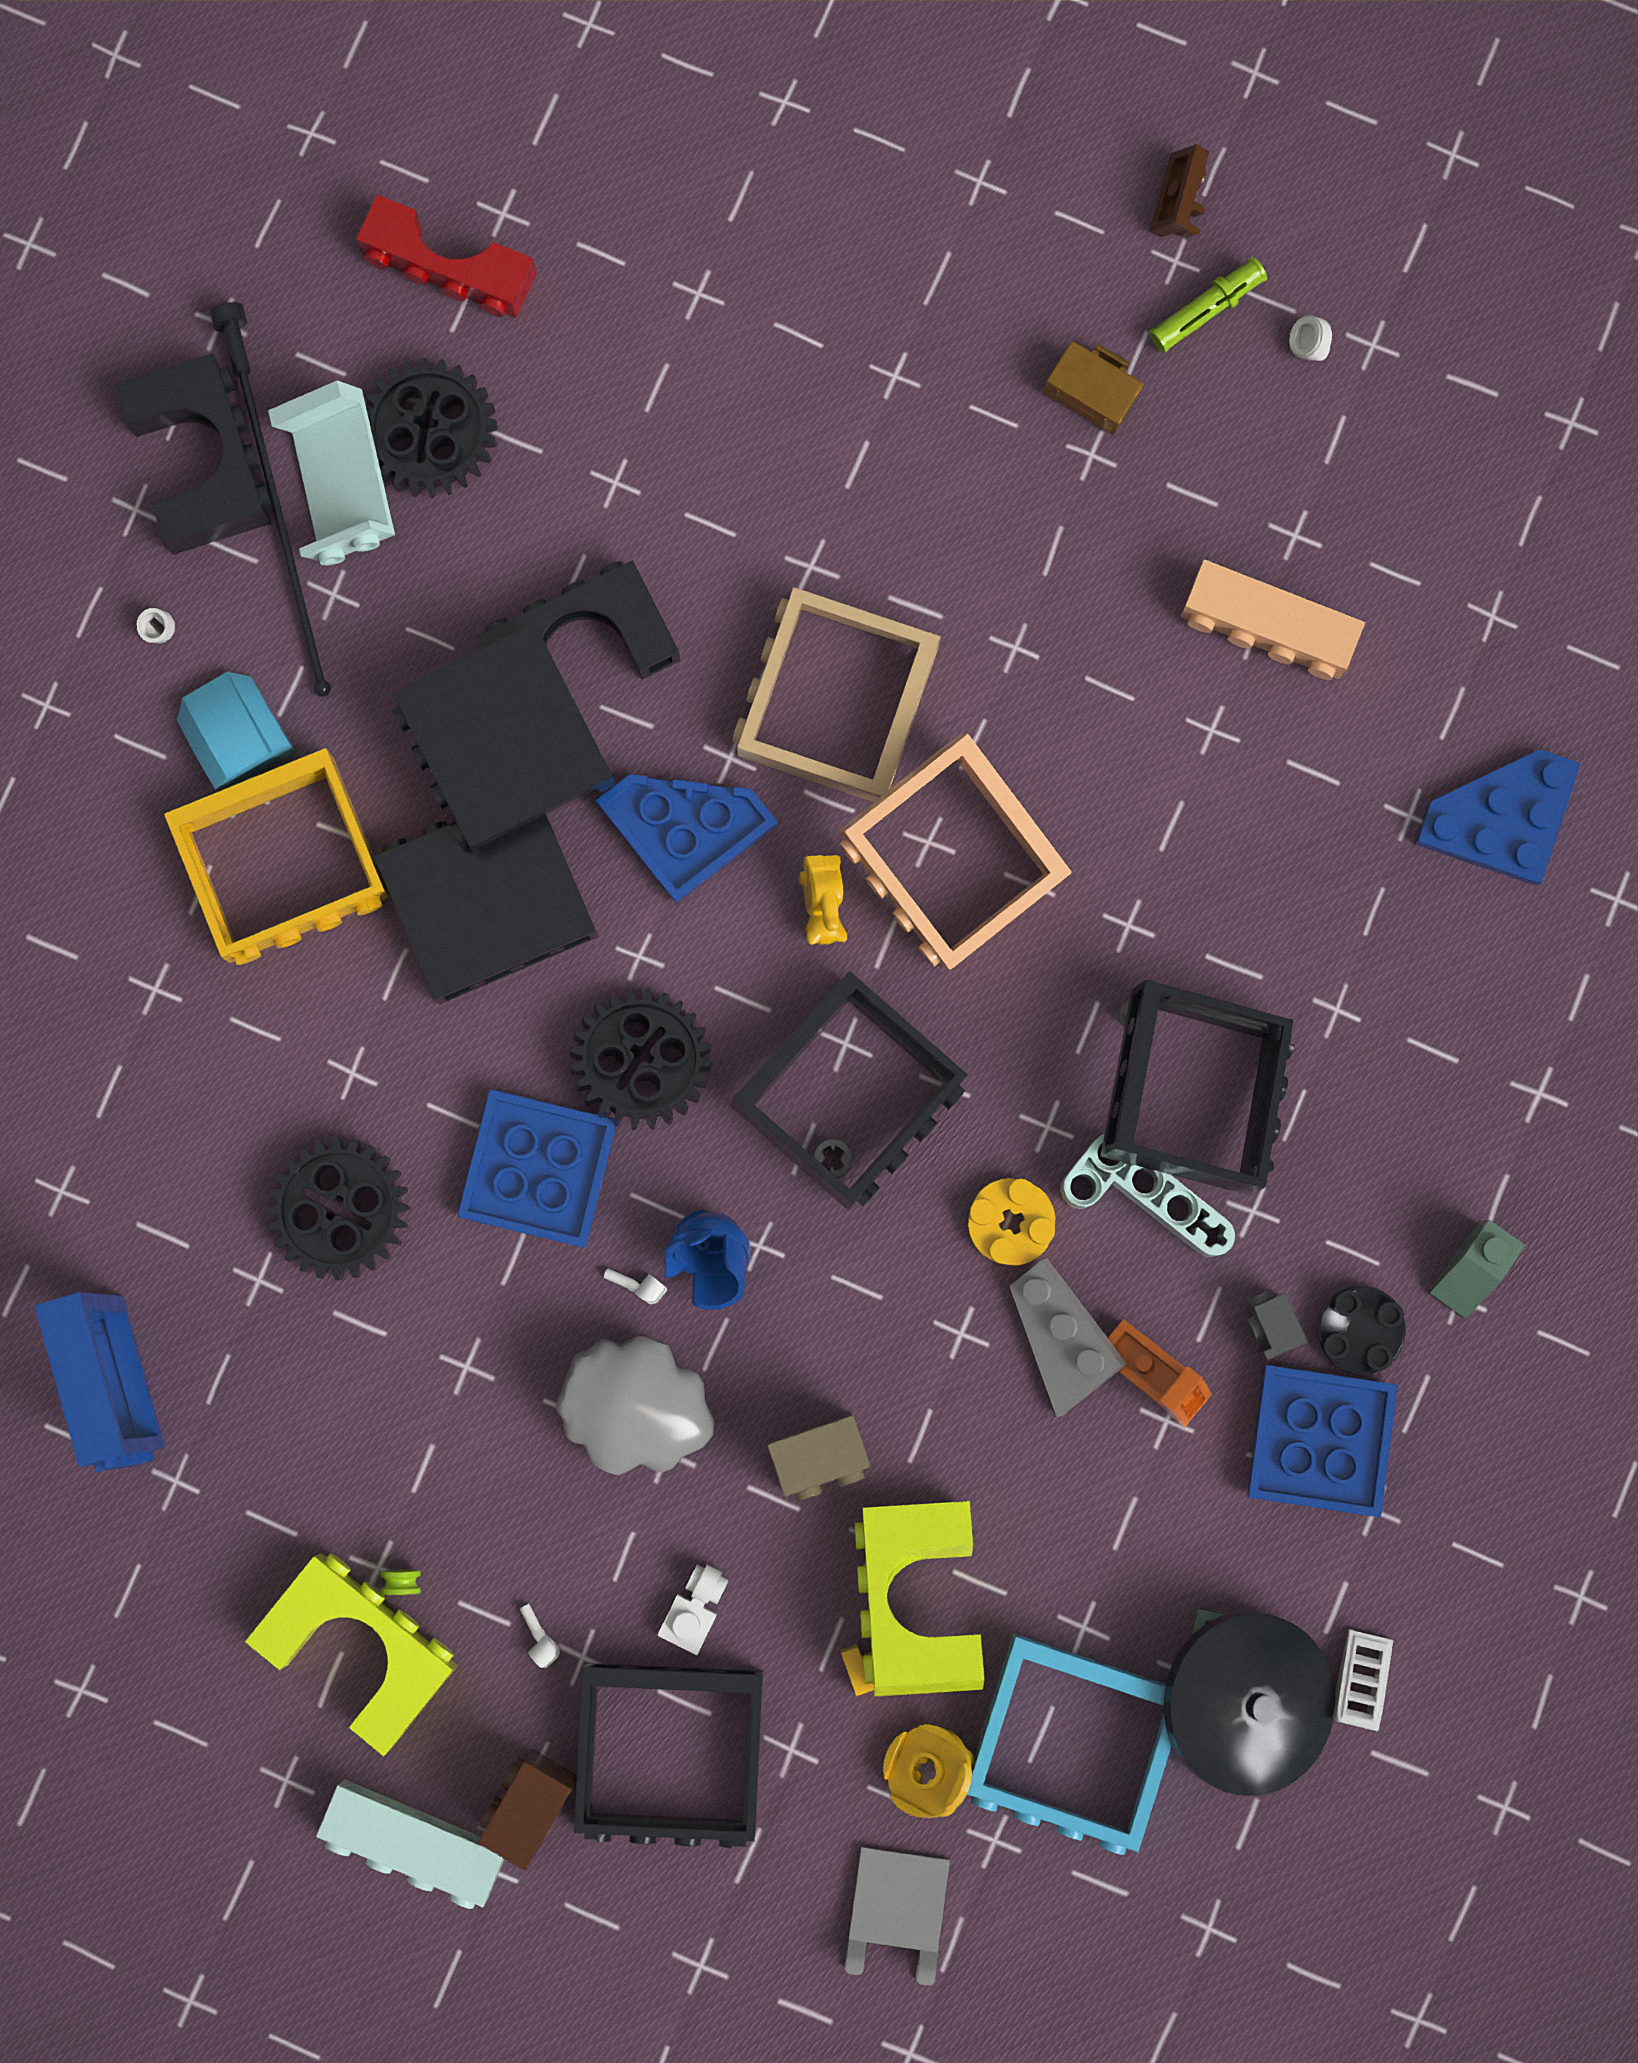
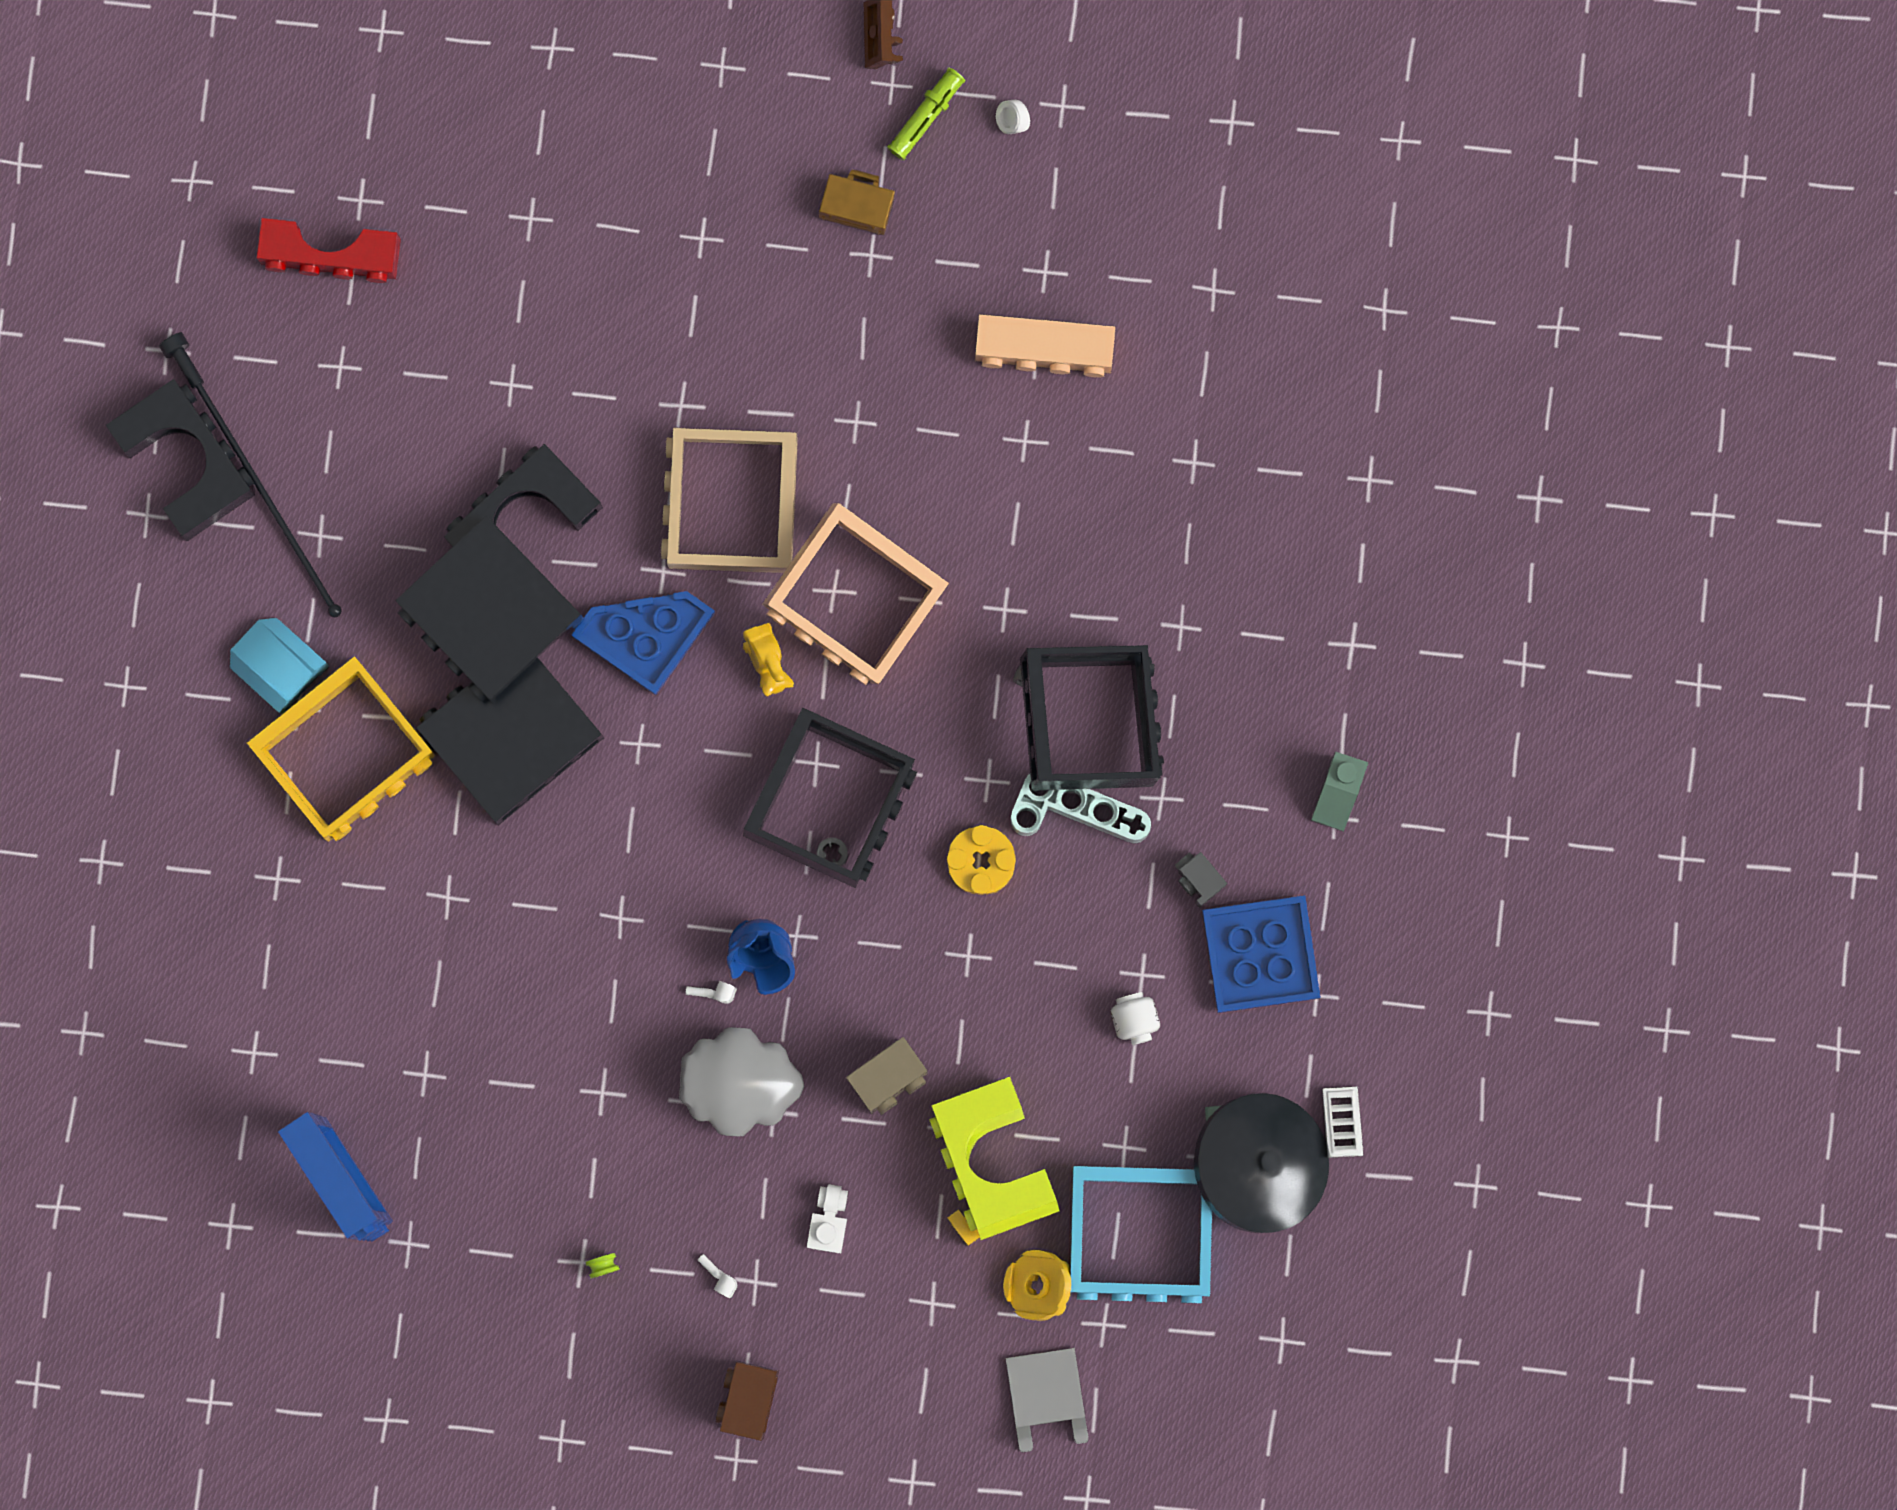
camera: 15 degrees left, 0 degrees up
(149, 631) = (190, 607): white hinge -> none
(319, 1242) = (462, 1032): black gear -> none
(337, 471) = (297, 442): light aqua panel -> none
(410, 1843) = (670, 1454): light aqua brick -> none
(414, 1663) = (632, 1324): neon yellow arch -> none
(465, 434) = (385, 382): black gear -> none
(537, 1168) = (611, 927): blue plate -> none
(608, 1038) = (635, 812): black gear -> none
(645, 1828) = (840, 1392): black window -> none
(1064, 1337) = (1045, 934): light grey wing -> none
(1144, 1473) = (1135, 1018): none -> white head
(1159, 1375) = (1122, 941): orange bracket -> none
(1362, 1330) = (1267, 862): black dish -> none
(1504, 817) = (1265, 443): blue plate -> none

